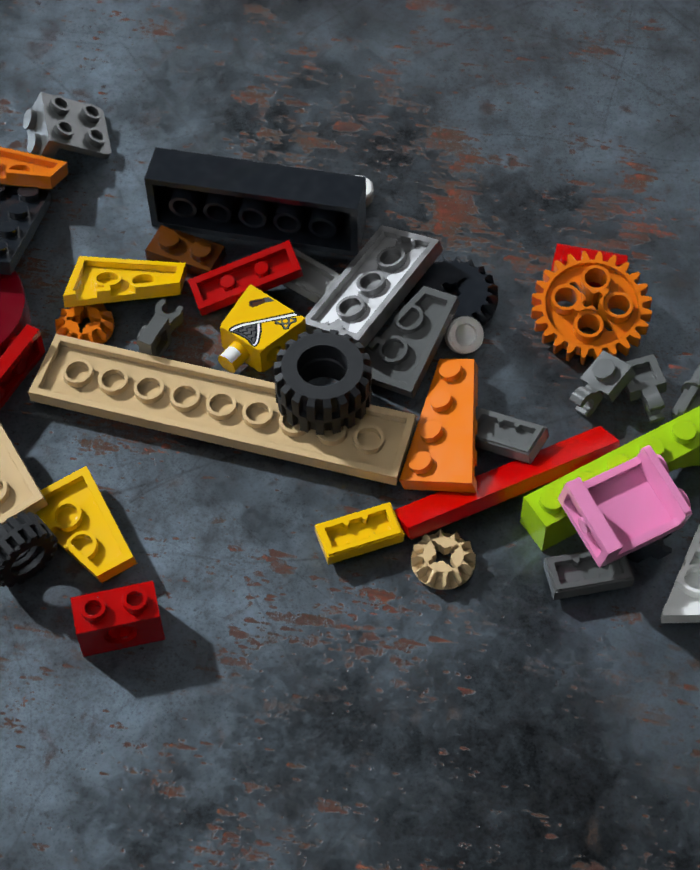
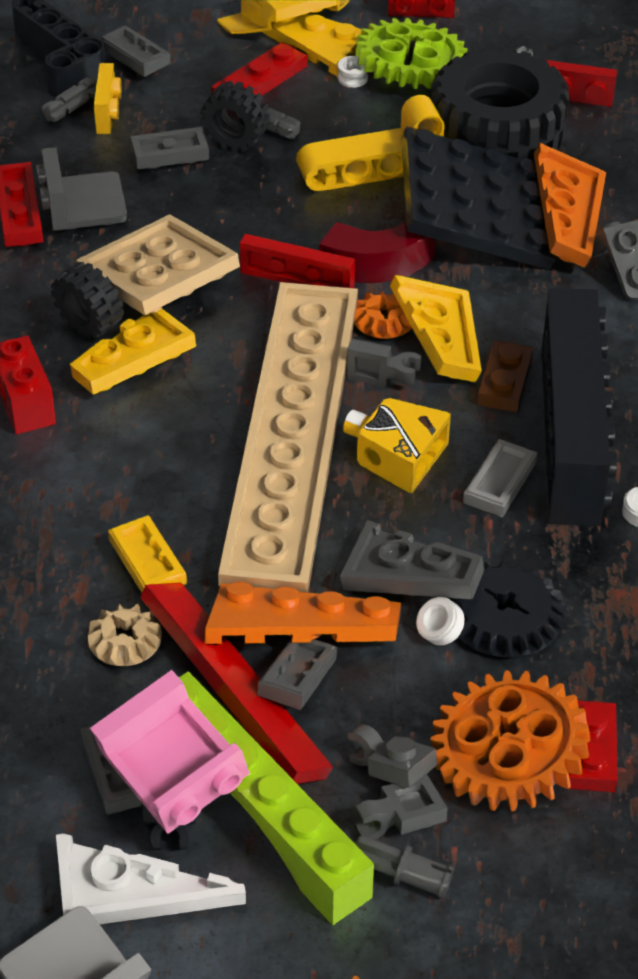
camera: 80 degrees right, 10 degrees down
(262, 270) = (472, 418): red plate -> none
(317, 357) = (317, 480): black tyre -> none
(374, 284) = (486, 525): flat silver piece -> none

